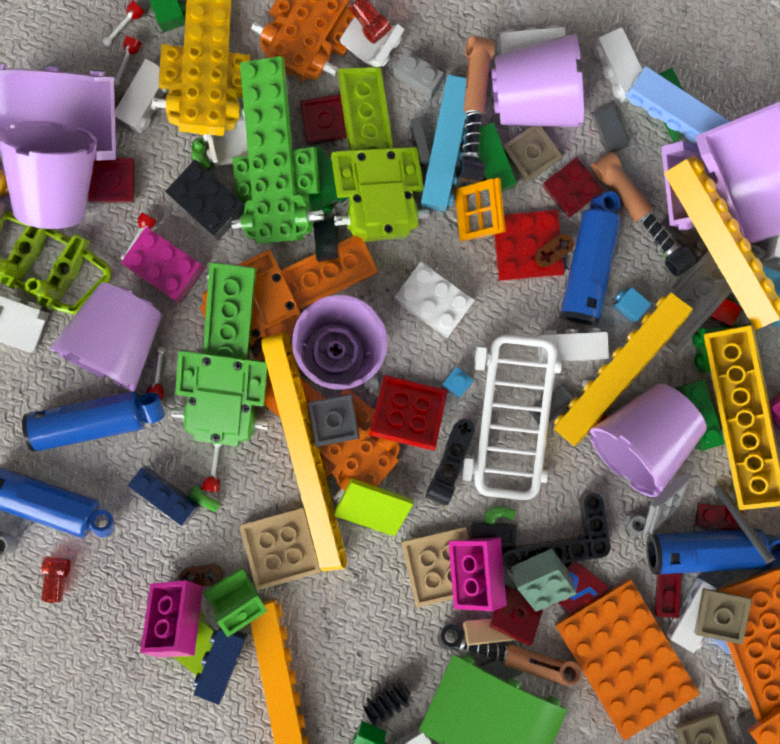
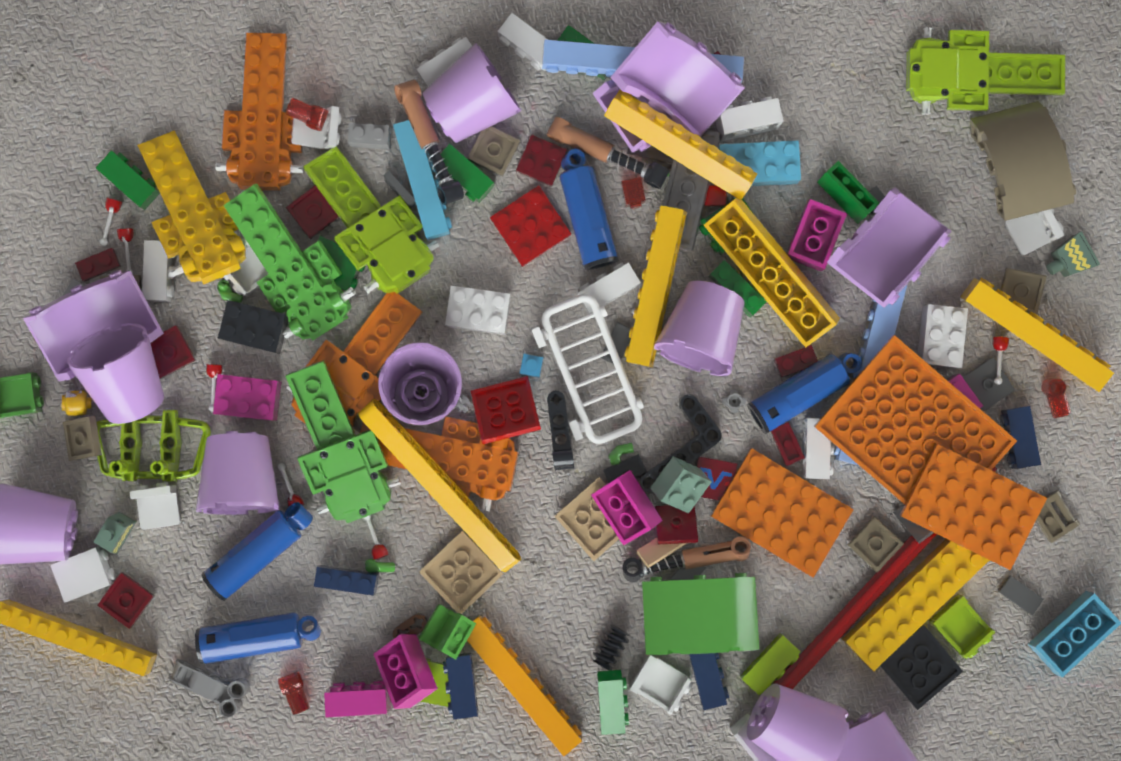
camera: 25 degrees left, 0 degrees up
(89, 59) = (97, 264): none -> dark red plate
(109, 620) = (357, 699): none -> dark pink brick
(326, 240) = (366, 308): black tile -> none
(333, 420) = (449, 448): dark grey plate -> none
(373, 507) = (517, 499): lime tile -> none
(480, 210) = (476, 219): light orange piece -> none
(557, 255) = (548, 217): reddish brown beam -> none
(610, 129) = (547, 97): dark grey tile -> none
(631, 304) = (636, 229): dark azure brick -> none
(646, 266) = (633, 193): none -> clear red brick
(666, 503) = (745, 373): light grey piece -> none
(722, 616) = (831, 437): dark tan plate -> none
(744, 524) = (814, 356): dark grey bar -> none

